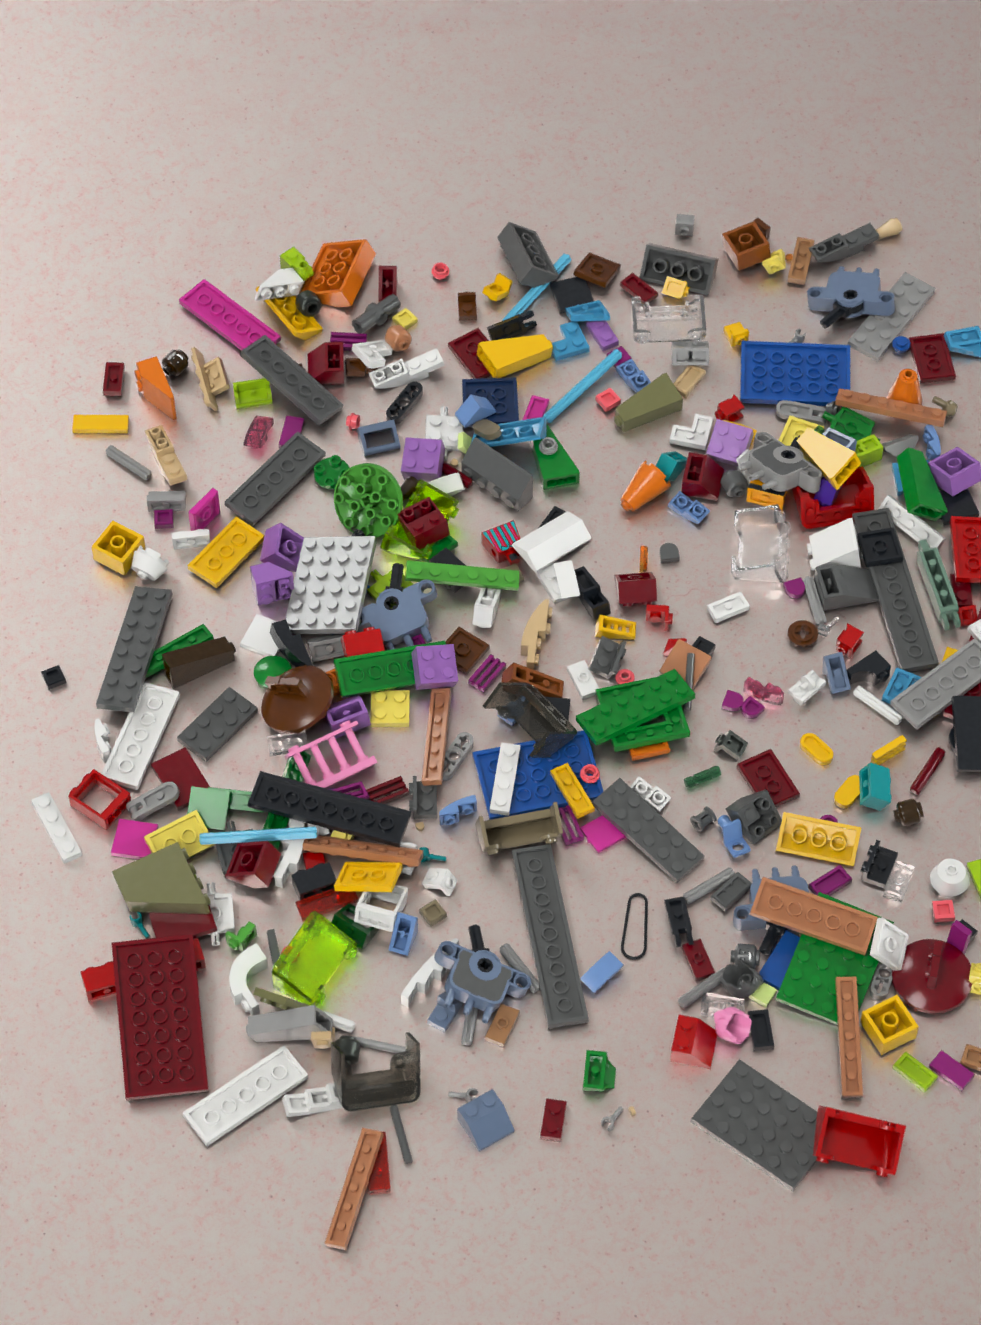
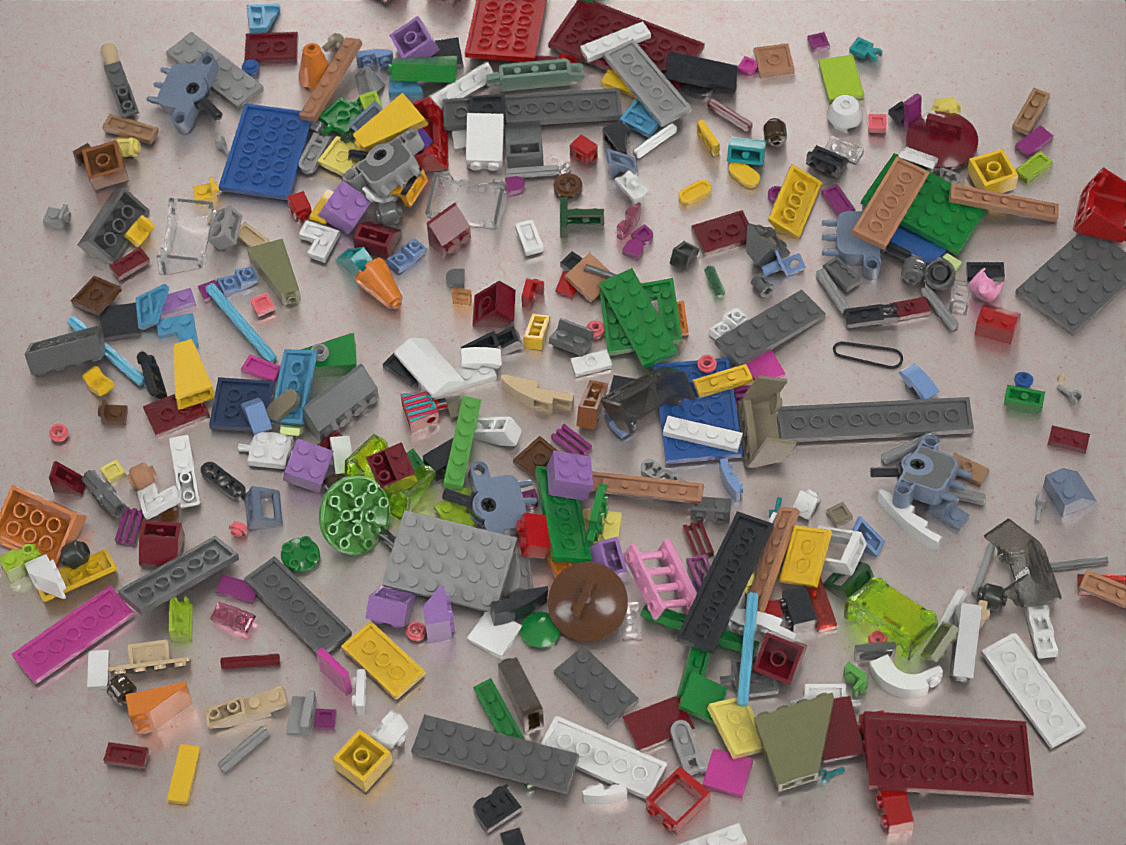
camera: 80 degrees left, 0 degrees up
(81, 657) = (496, 808): none -> black bracket
(205, 344) = (98, 670): none -> white tile
(217, 453) = (250, 661): none -> dark red axle
(390, 692) = (597, 516): none -> green plate
(621, 1077) = (1023, 379): none -> blue plate
(718, 533) = (448, 230): none -> slope
(760, 635) = (578, 217): none -> dark green bracket

